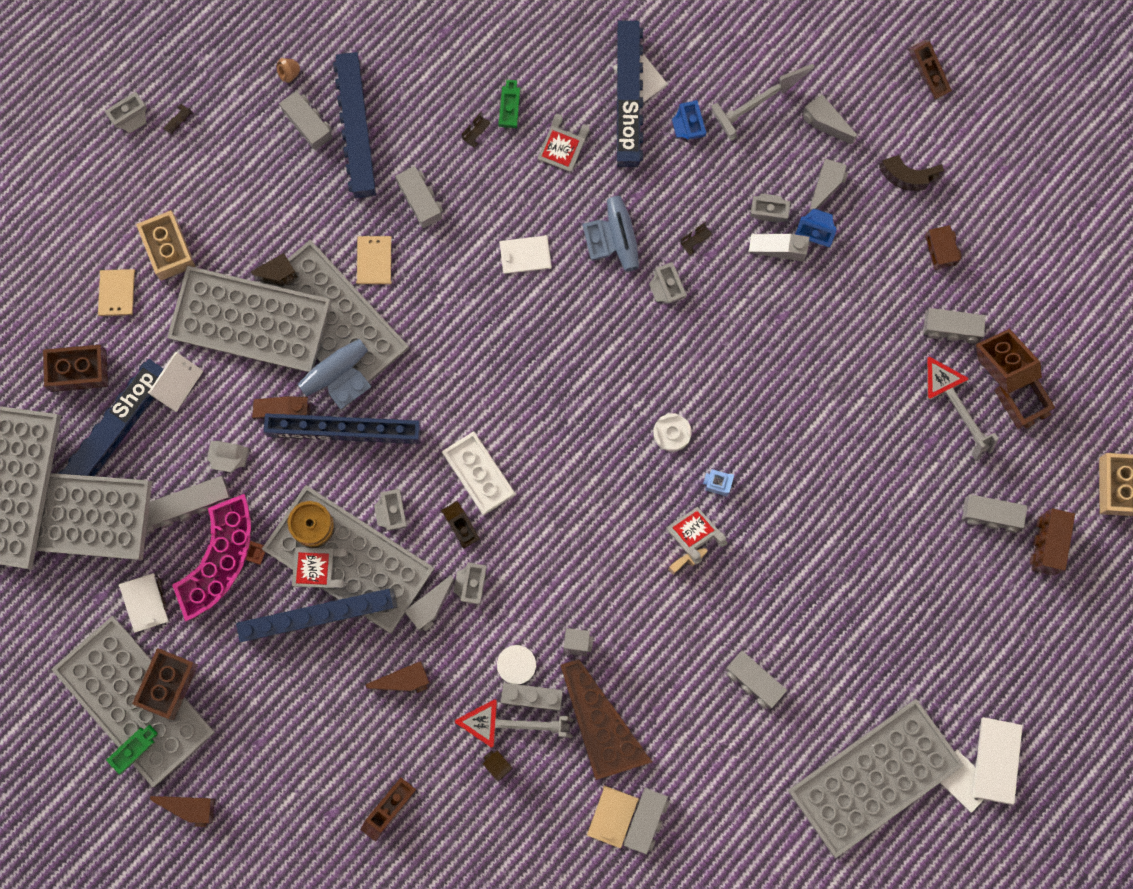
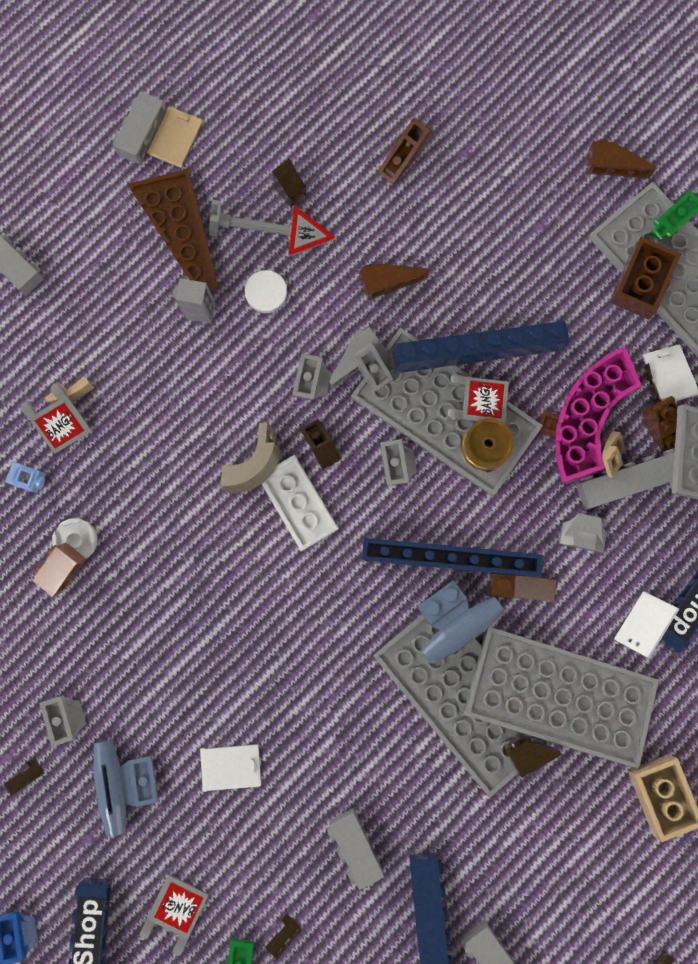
camera: 175 degrees left, 5 degrees up
(154, 555) = (661, 422): none -> reddish brown slope
(201, 522) = (612, 453): none -> tan slope
(374, 260) = (412, 768): tan container -> none
(412, 592) = (374, 365): none -> light grey slope
(513, 499) = (257, 468): none -> dark tan arch
(531, 697) = (250, 254): light grey brick -> none
(680, 404) = (58, 569): none -> brick

